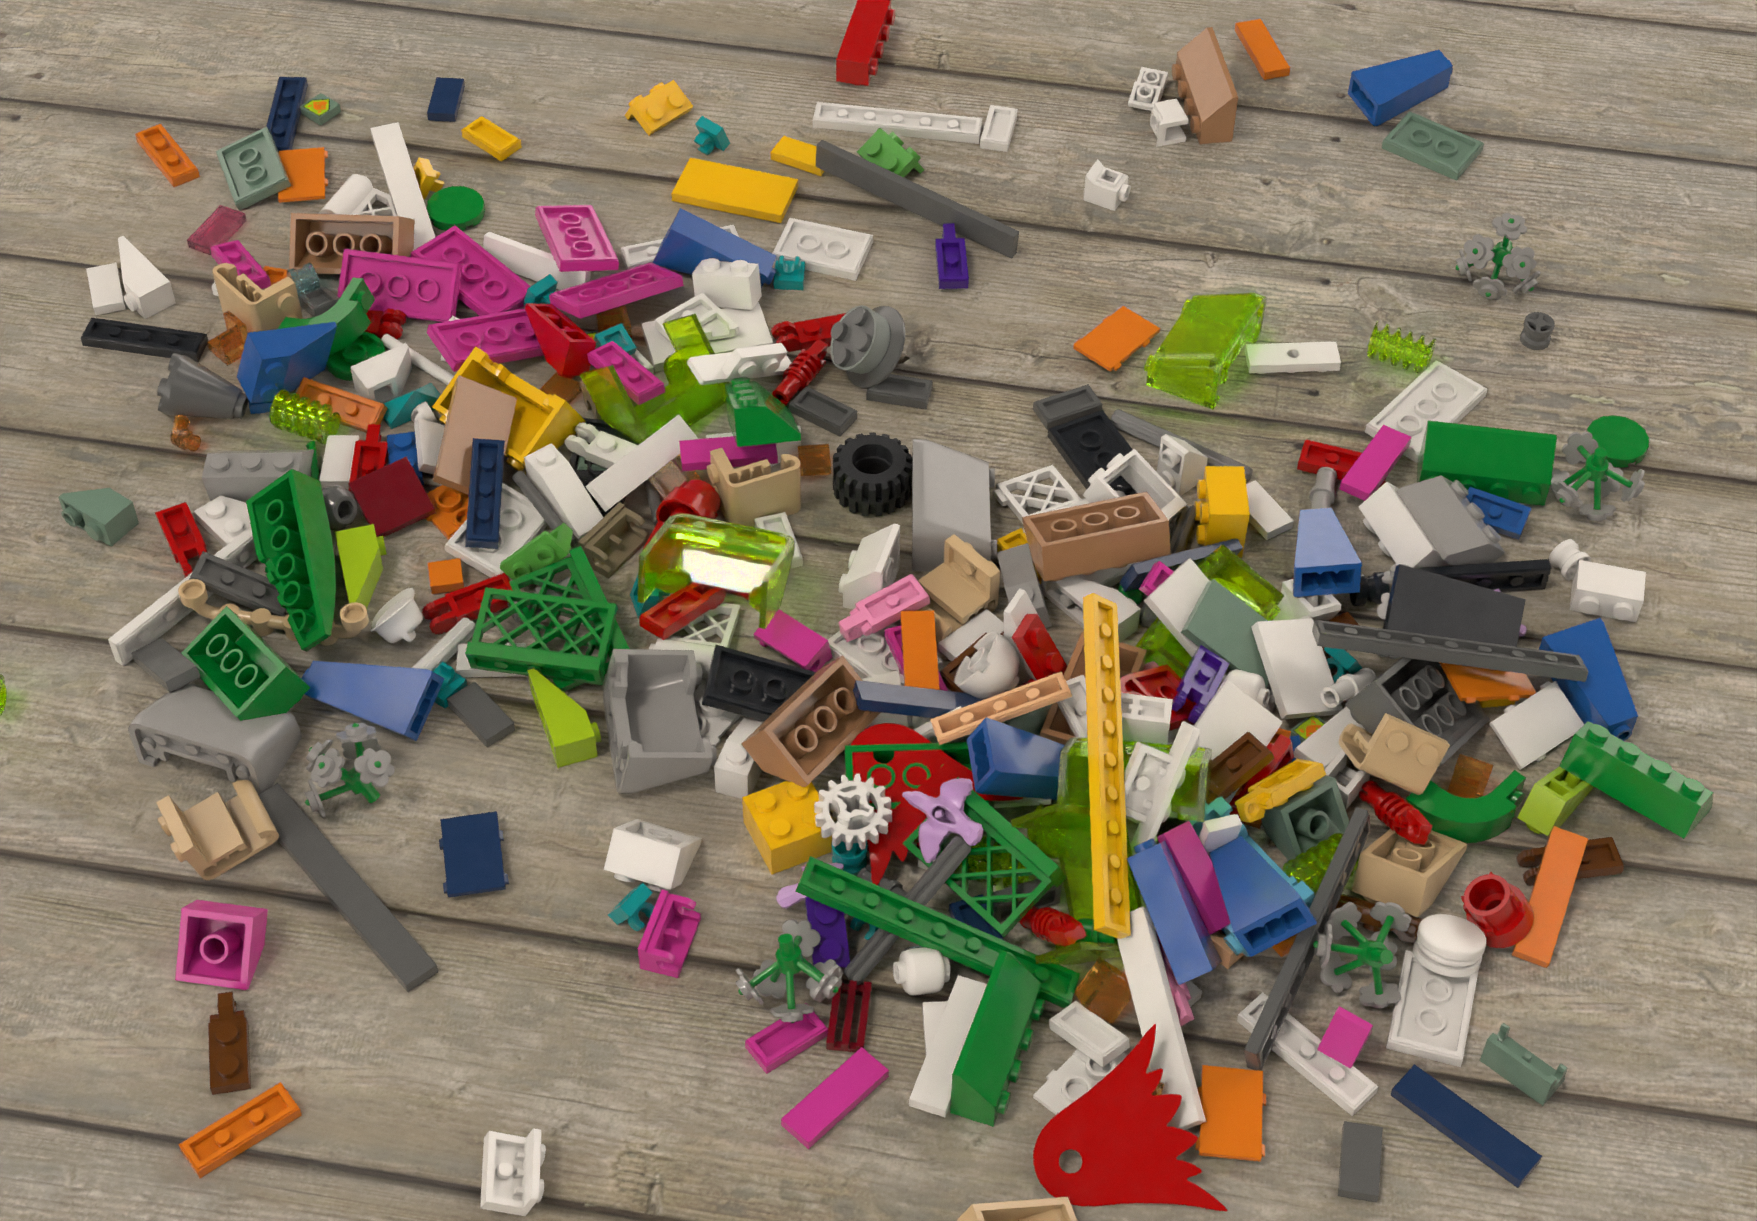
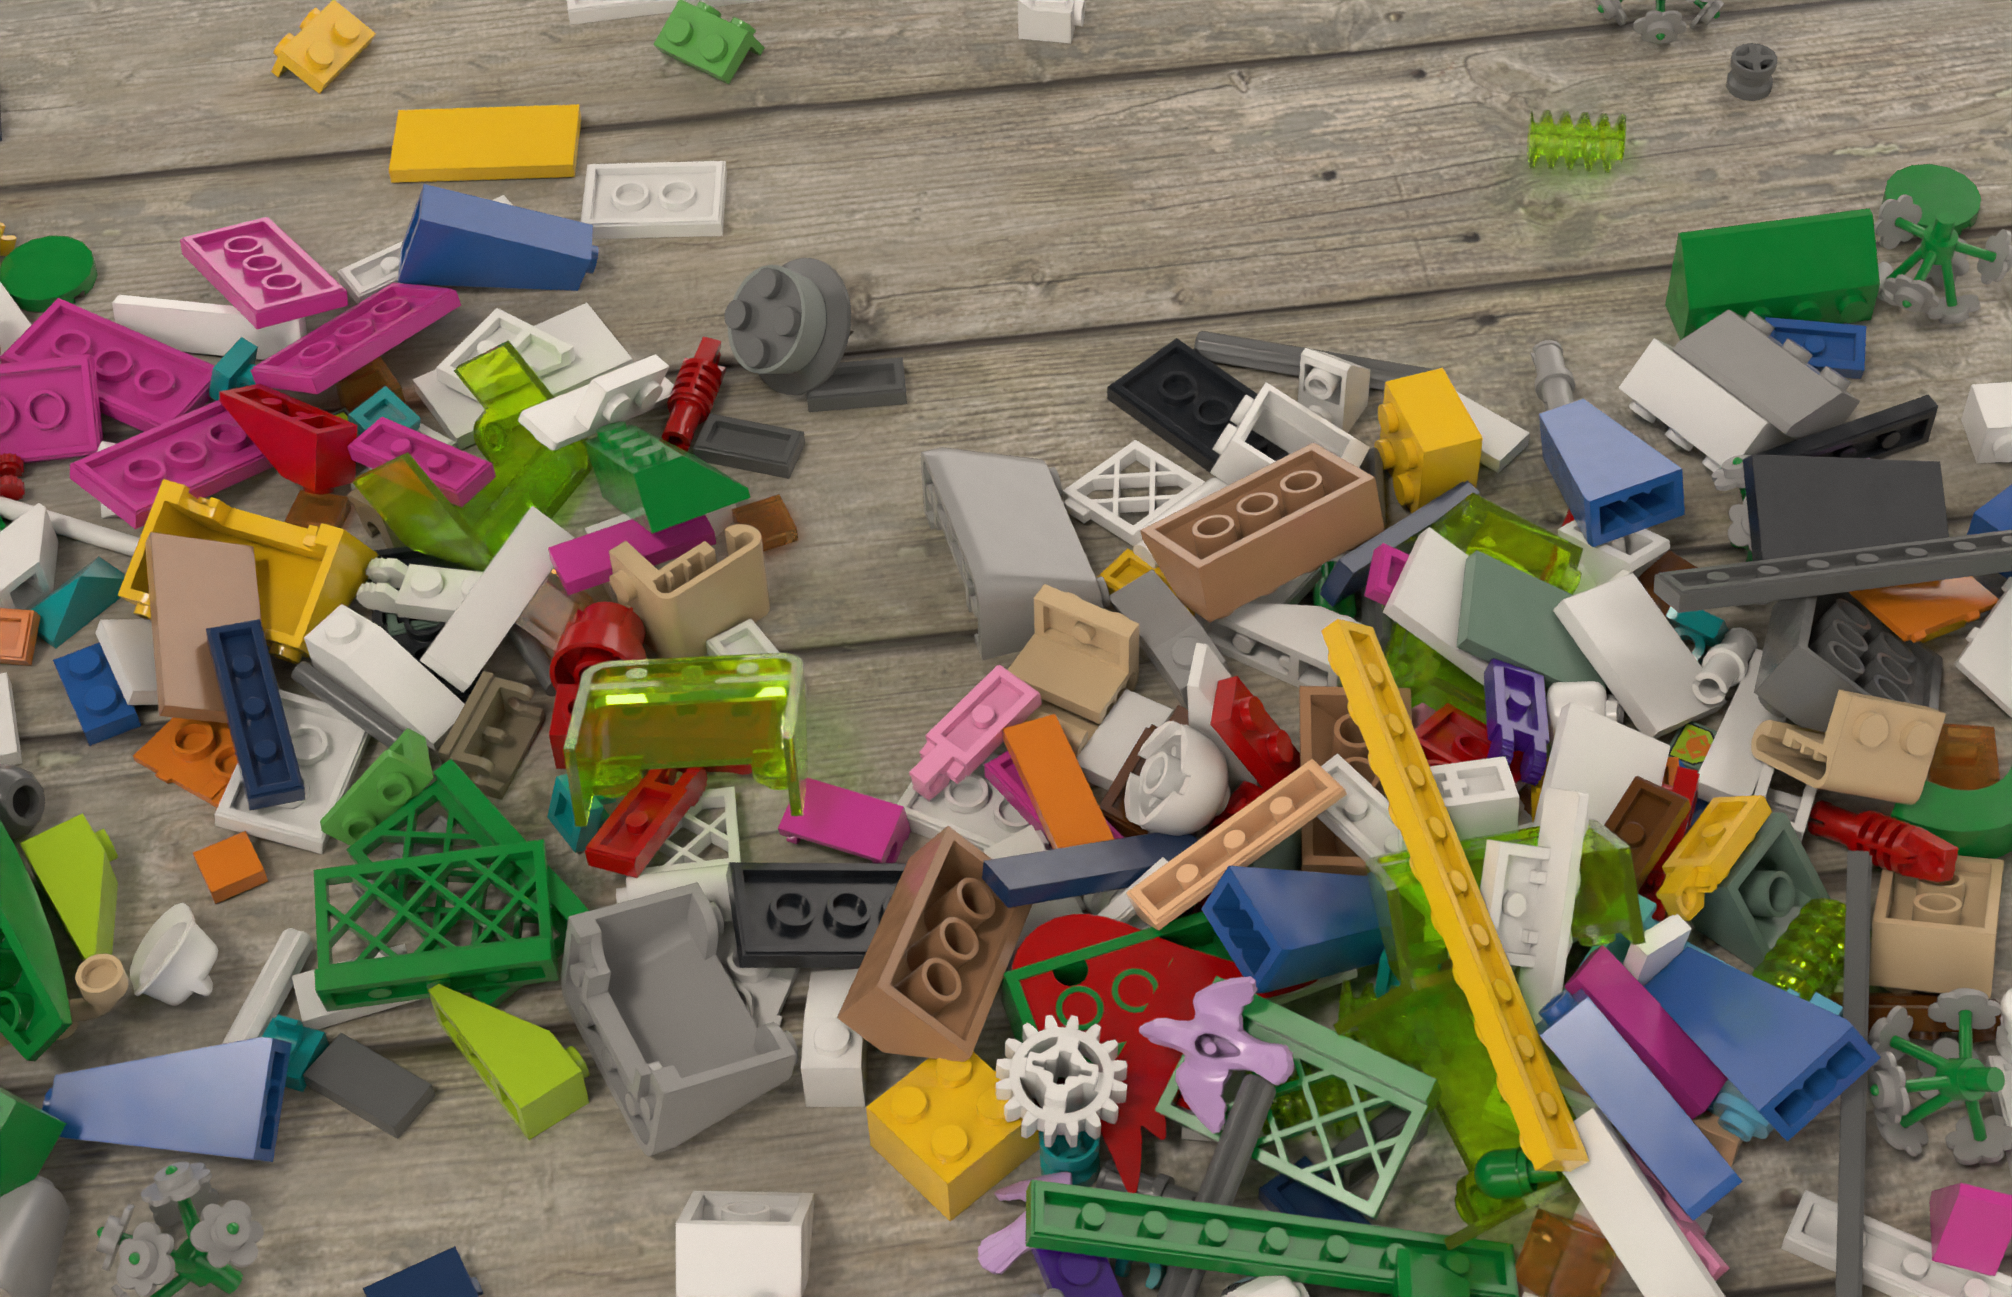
camera: 15 degrees left, 0 degrees up
(369, 453) = (39, 716): red hinge -> none
(392, 497) = (97, 760): dark red tile -> none
(423, 412) = (103, 608): white hinge -> none
(463, 604) = (279, 904): red hinge -> none
(491, 138) = (69, 153): yellow tile -> none
(710, 135) = (420, 70): teal tile -> none
(728, 283) = (532, 283): white brick -> none
(789, 274) = (619, 249): teal tile -> none
(796, 154) = (570, 69): yellow tile -> none
(804, 333) = (680, 332): red hinge -> none
(871, 566) = (924, 671): white slope -> none
(872, 474) = (868, 524): black tyre -> none
(916, 198) = (774, 91): dark grey tile -> none
(951, 260) = (860, 169): dark purple hinge -> none
(1053, 926) = (1456, 1180): red hinge -> none
(1067, 406) = (1120, 346): dark grey tile -> none
(1116, 338) = (1154, 227): orange piece -> none
(1205, 344) = (1293, 205): clear neon green windscreen -> none
(1292, 357) = (1423, 192): white tile -> none
(1319, 455) = (1577, 329): red hinge -> none
(1370, 589) = (1701, 508): black wheel -> none
(1375, 463) = (1615, 317): dark pink tile -> none
(1433, 396) = (1639, 223): white tile -> none
(1567, 557) = (1949, 387): white wheel -> none

